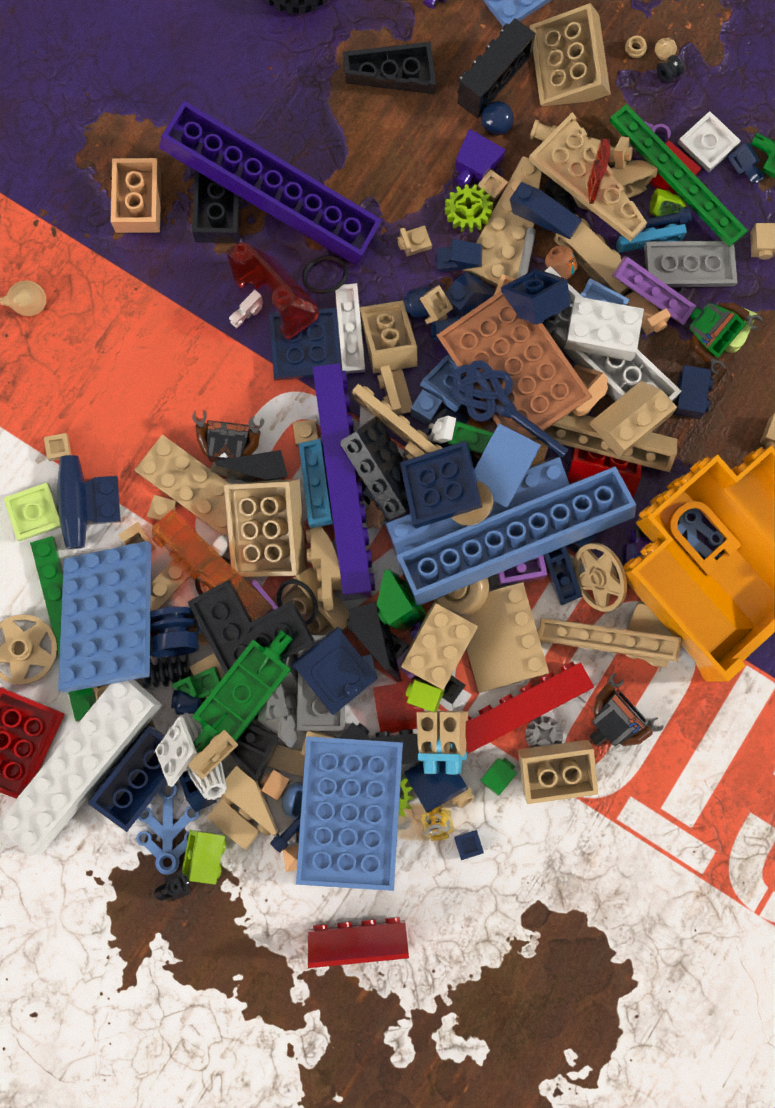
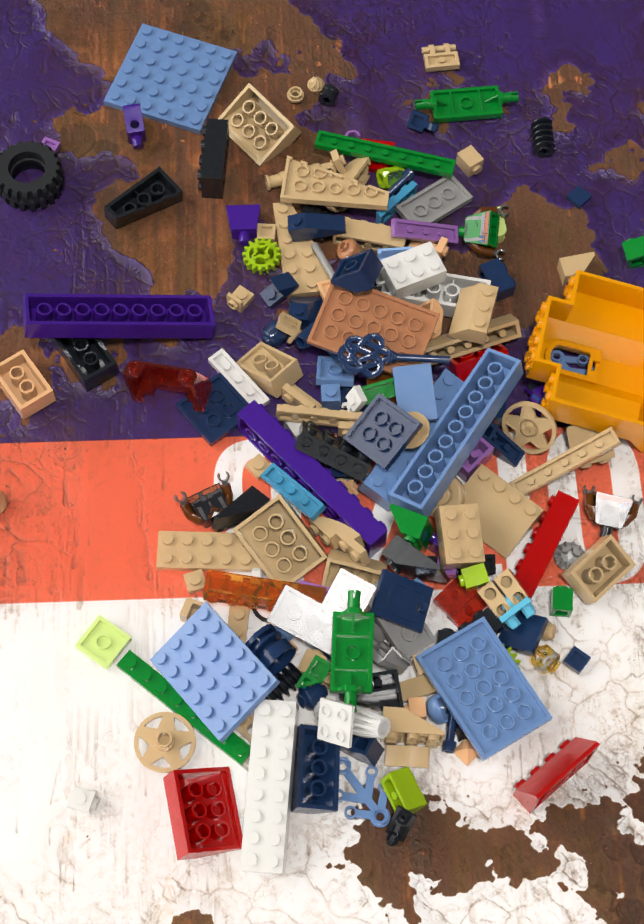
camera: 35 degrees left, 15 degrees down
(57, 446) = (88, 587): tan plate -> none
(82, 501) = (135, 611): dark blue plate -> none
(213, 754) = (364, 707): tan plate -> none
(249, 306) = (159, 407): white plate -> none
(310, 592) = (337, 559): black tyre -> none
(325, 291) = (192, 343): black tyre -> none
(497, 118) = (237, 190): dark blue hair -> none
(598, 170) = (335, 175): clear red slope -> none
(709, 142) = (387, 124): white plate -> none

